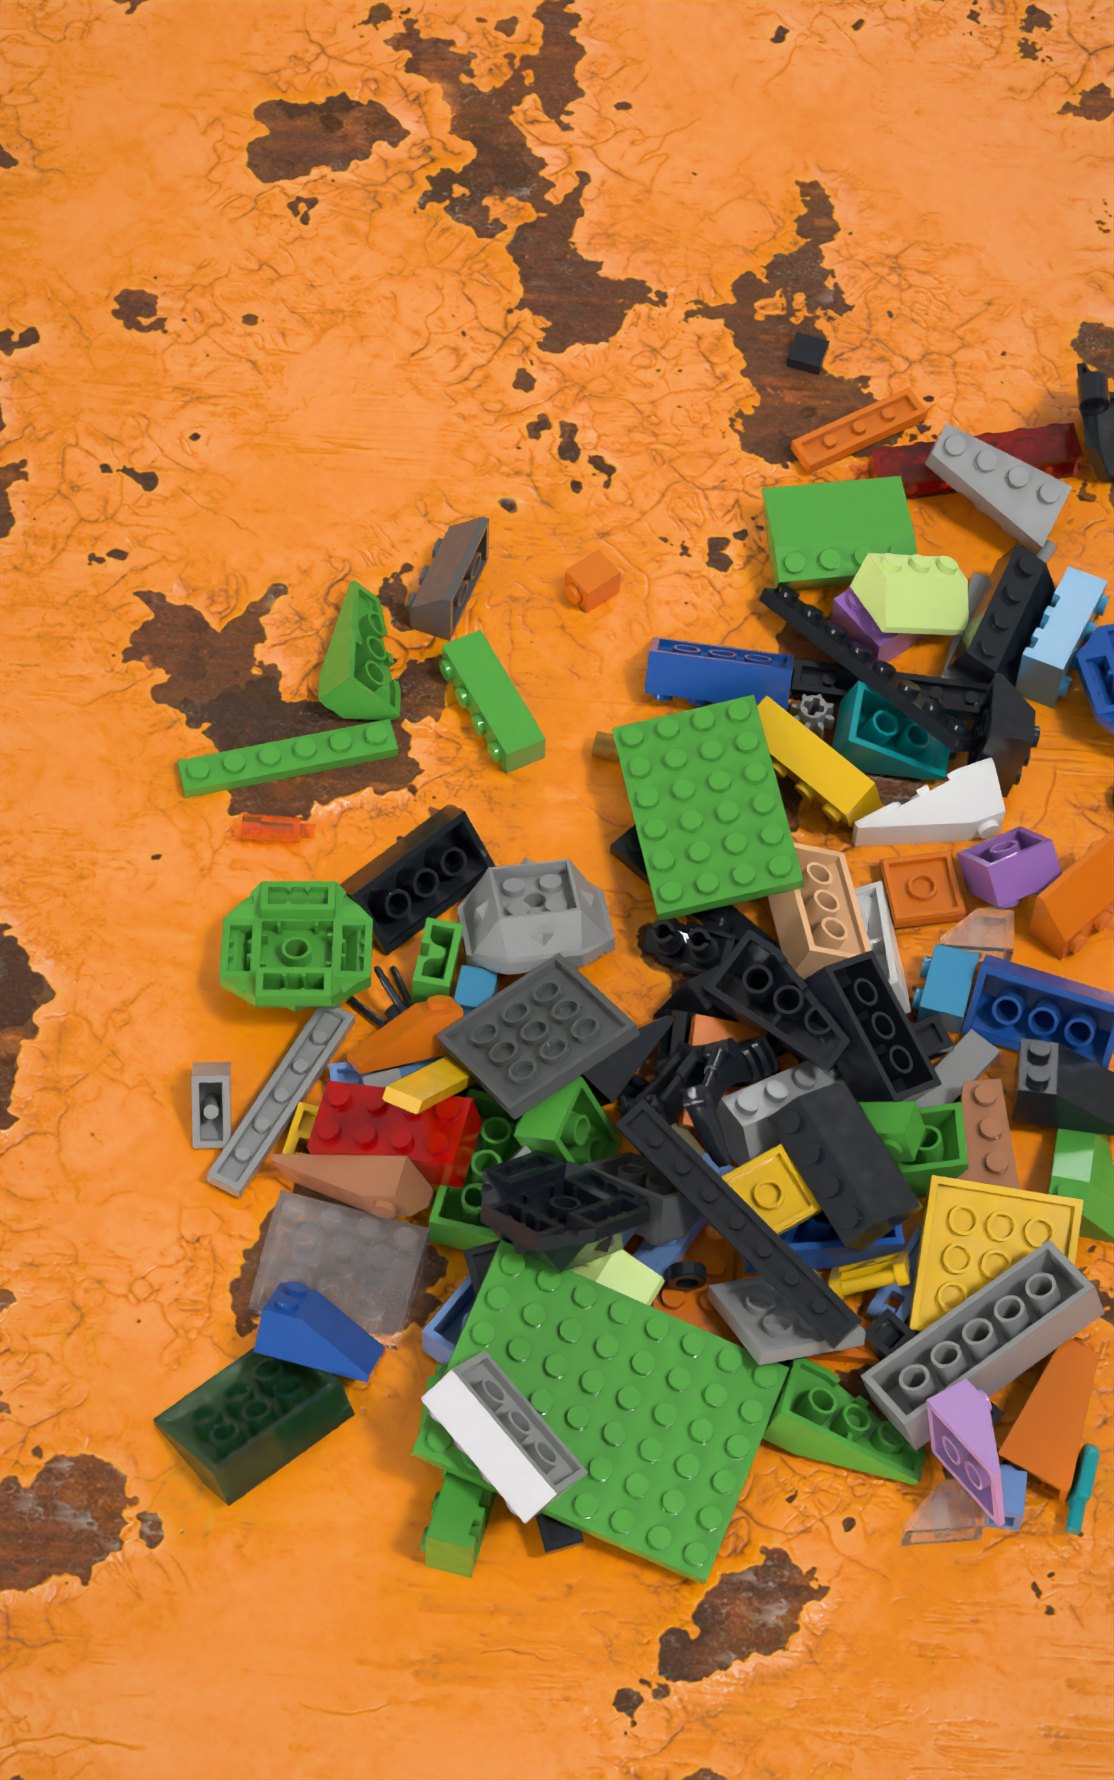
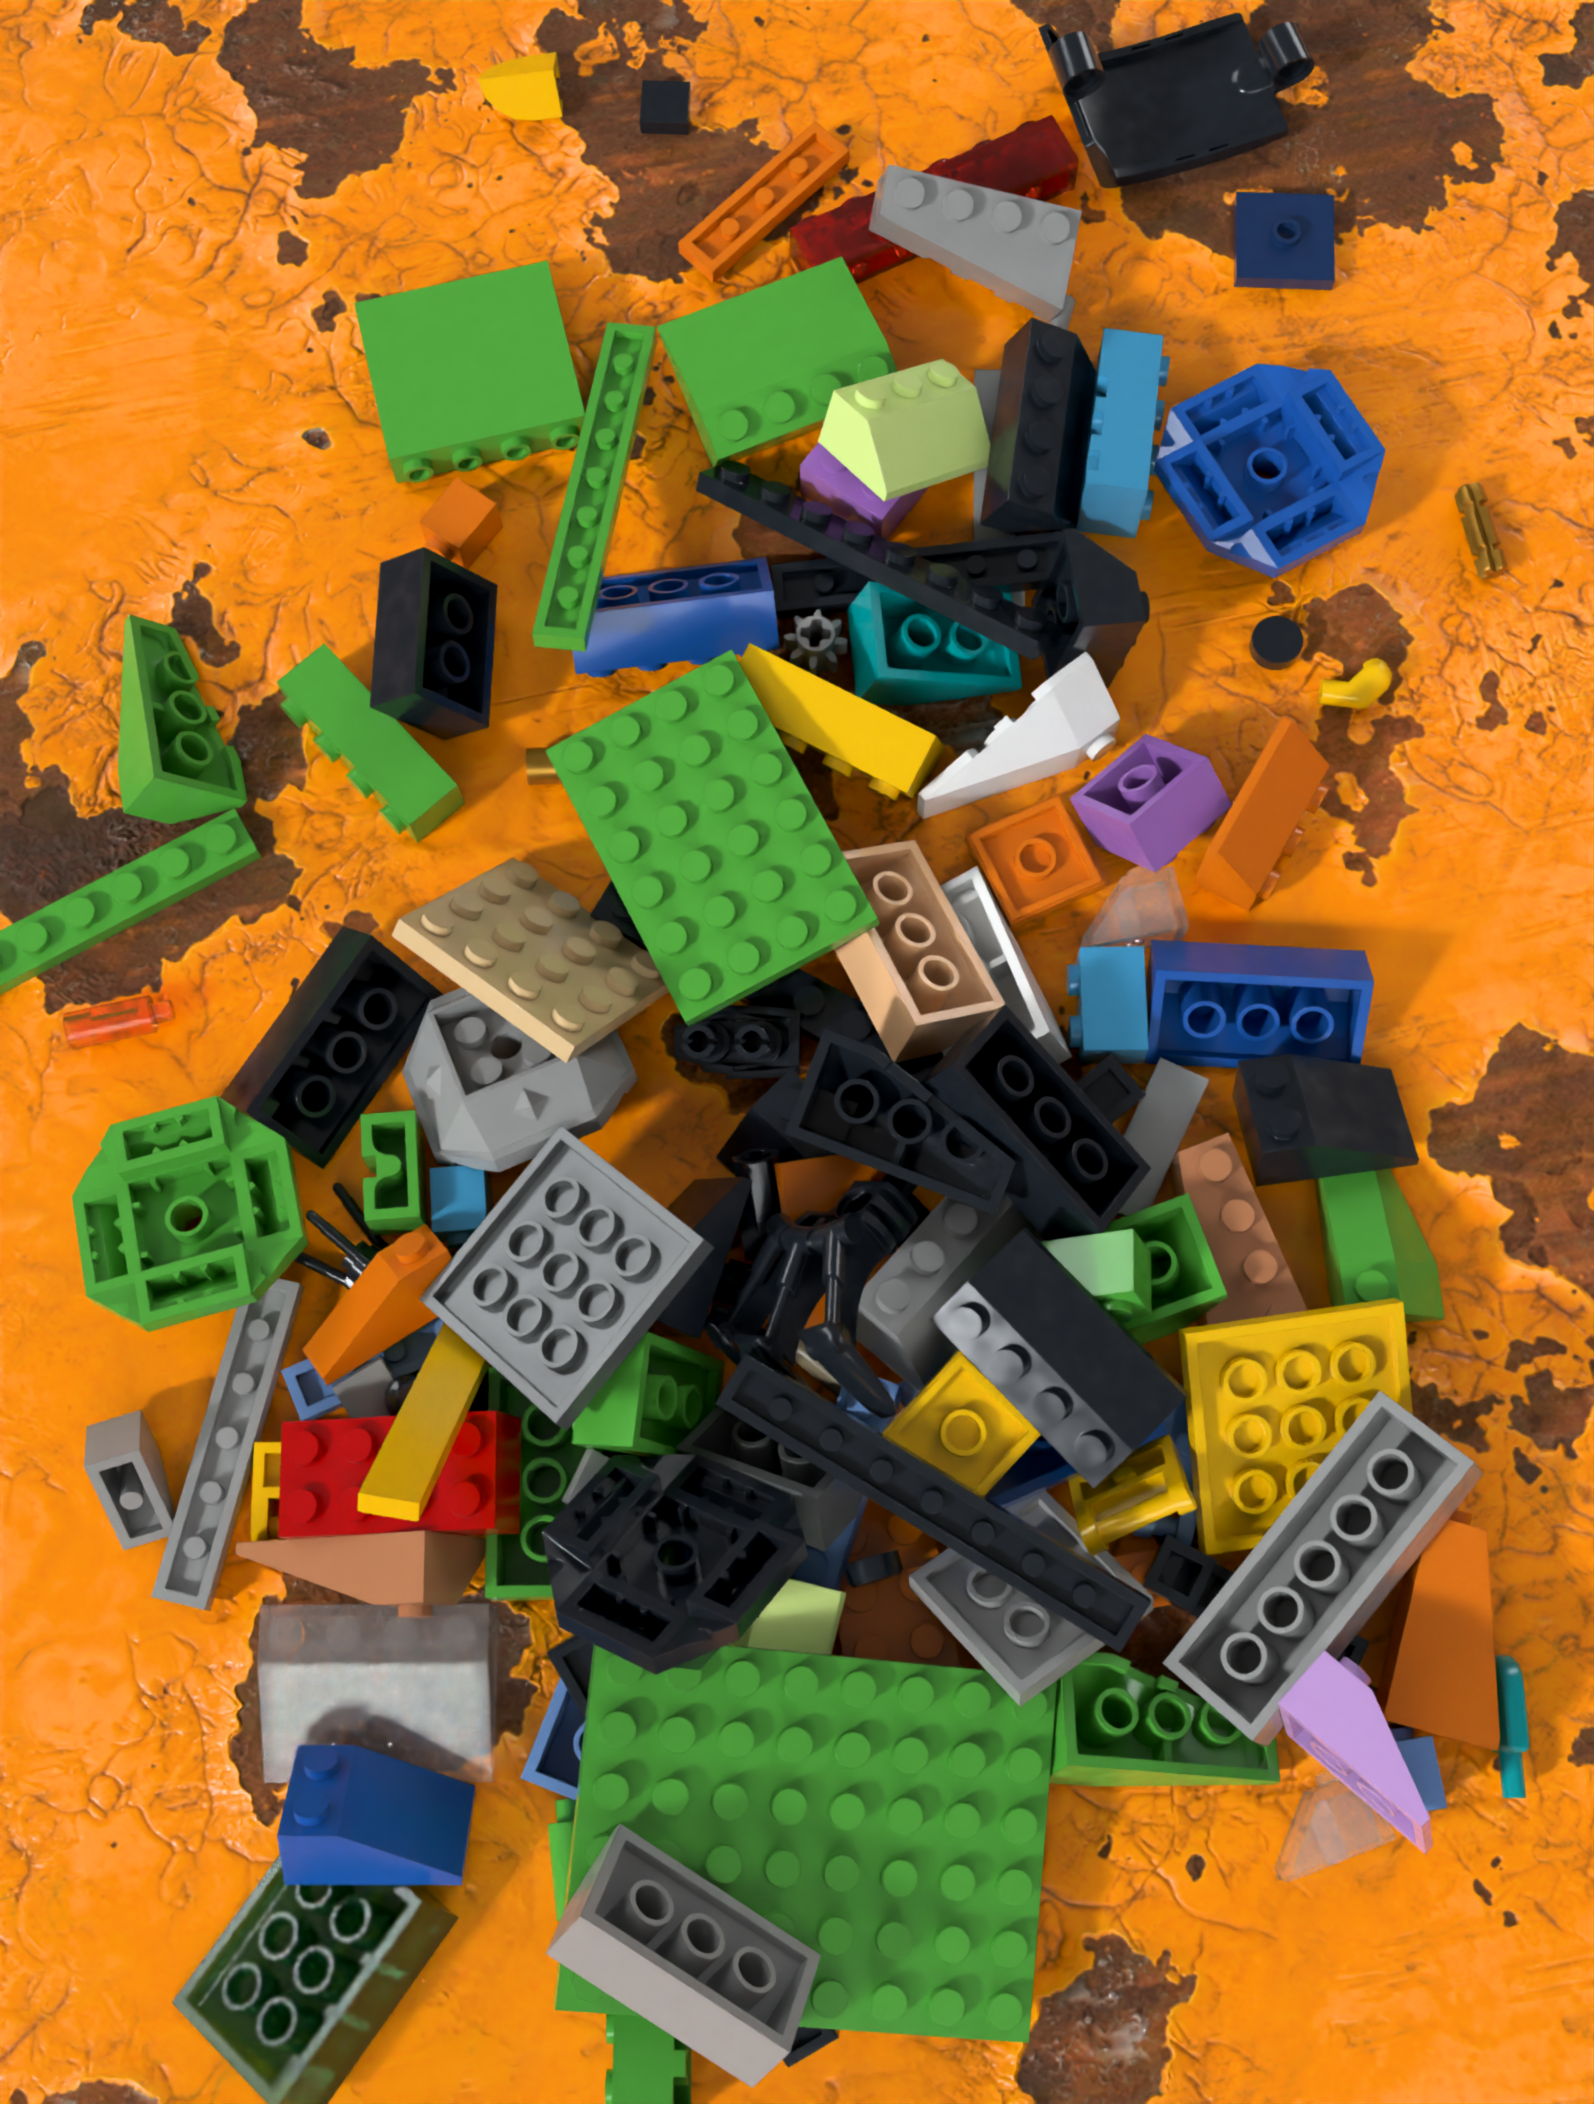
camera: 10 degrees left, 15 degrees up
(450, 578) = (263, 575): dark grey slope -> none
(554, 648) = (434, 644): none -> black brick
(571, 851) = (534, 957): none -> tan plate
(627, 488) = (471, 372): none -> bright green panel
(691, 576) = (595, 488): none -> bright green plate
(714, 316) = (524, 87): none -> yellow brick

